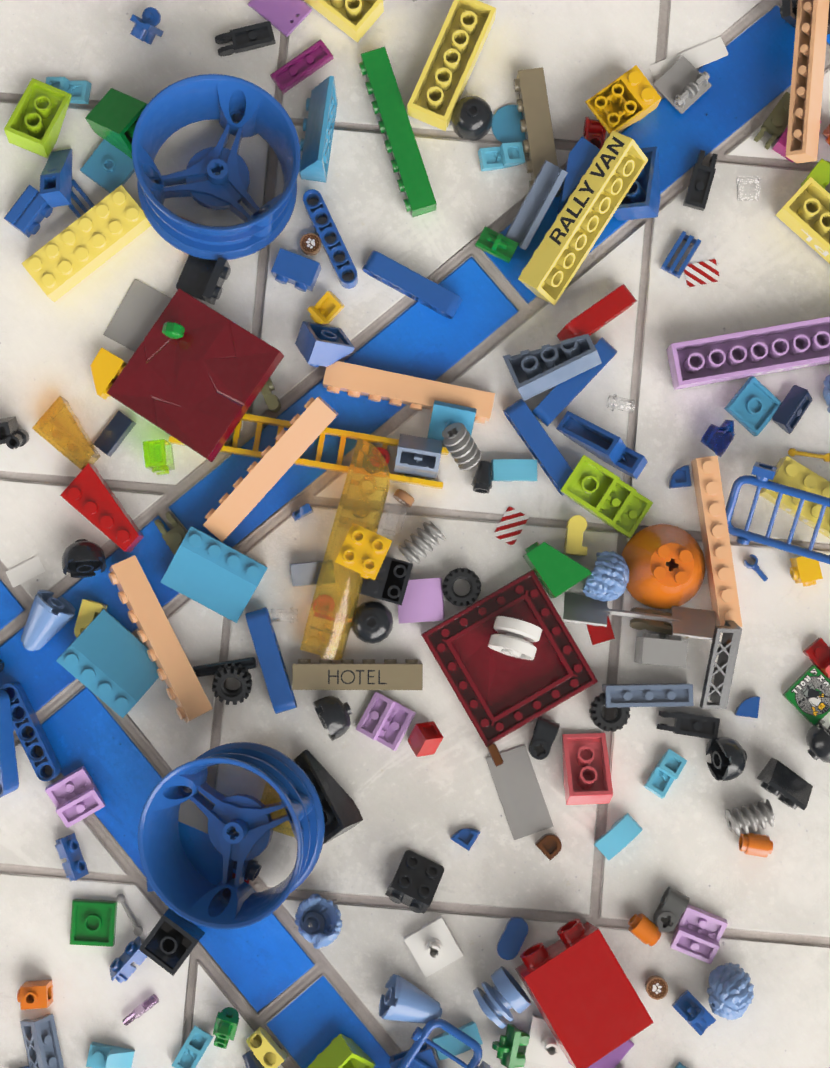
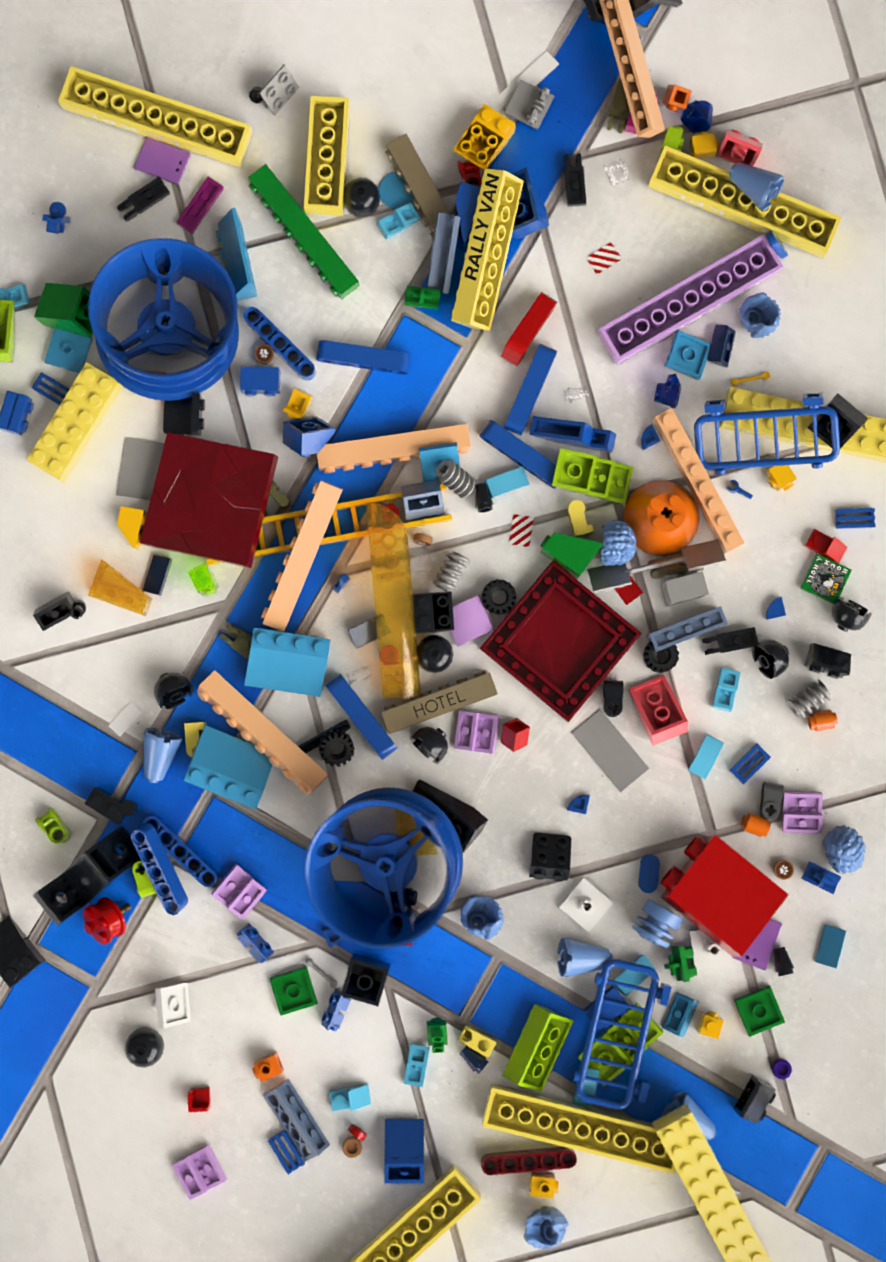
camera: 20 degrees left, 0 degrees up
(57, 178) = (29, 376): blue slope -> none
(98, 504) = (165, 638): red wedge -> none
(141, 1009) = (360, 1048): clear purple pin -> none
(173, 330) = (177, 469): green tile -> none
(363, 551) = (406, 595): yellow hinge -> none
(495, 755) = (577, 725): reddish brown tile -> none
(515, 637) = (559, 621): white wheel -> none
(549, 845) = (652, 785): reddish brown tile -> none
(551, 365) = (505, 382): sand blue wedge -> none
(649, 876) = (744, 758): none -> blue tile
(689, 239) = (583, 233): blue tile -> none
(724, 667) = (742, 582): fence -> none

